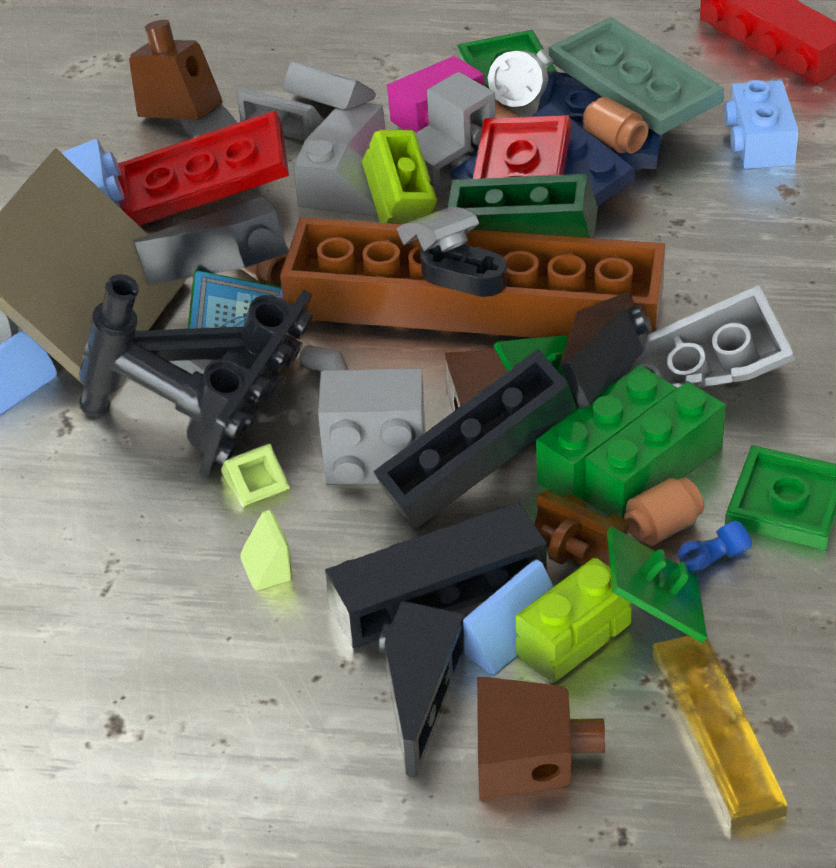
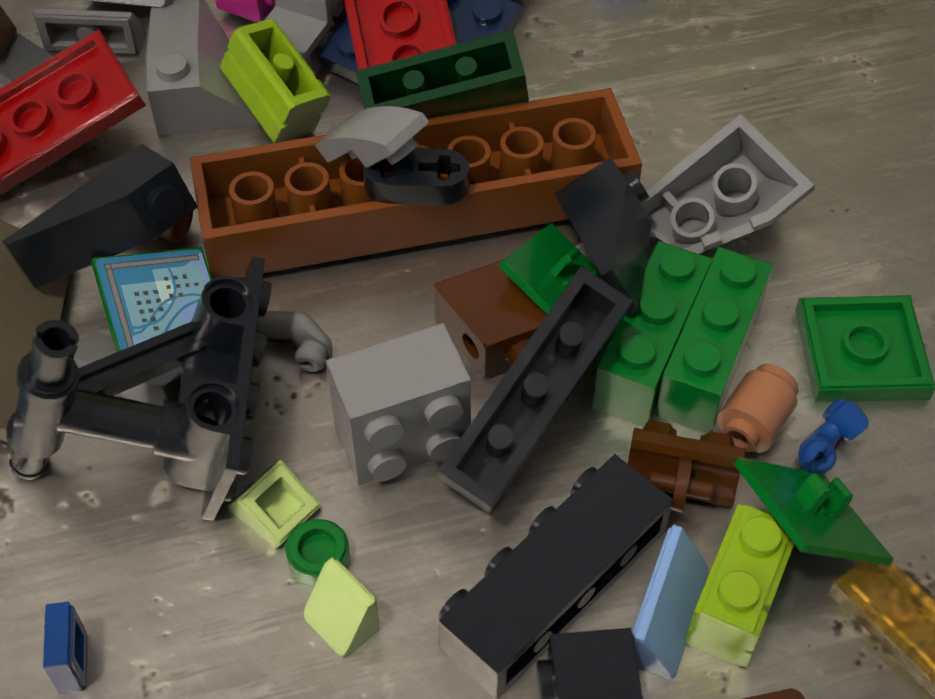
camera: 25 degrees left, 10 degrees up
(62, 519) = (64, 648): none -> blue tile
(276, 502) = (313, 545): none -> green tile

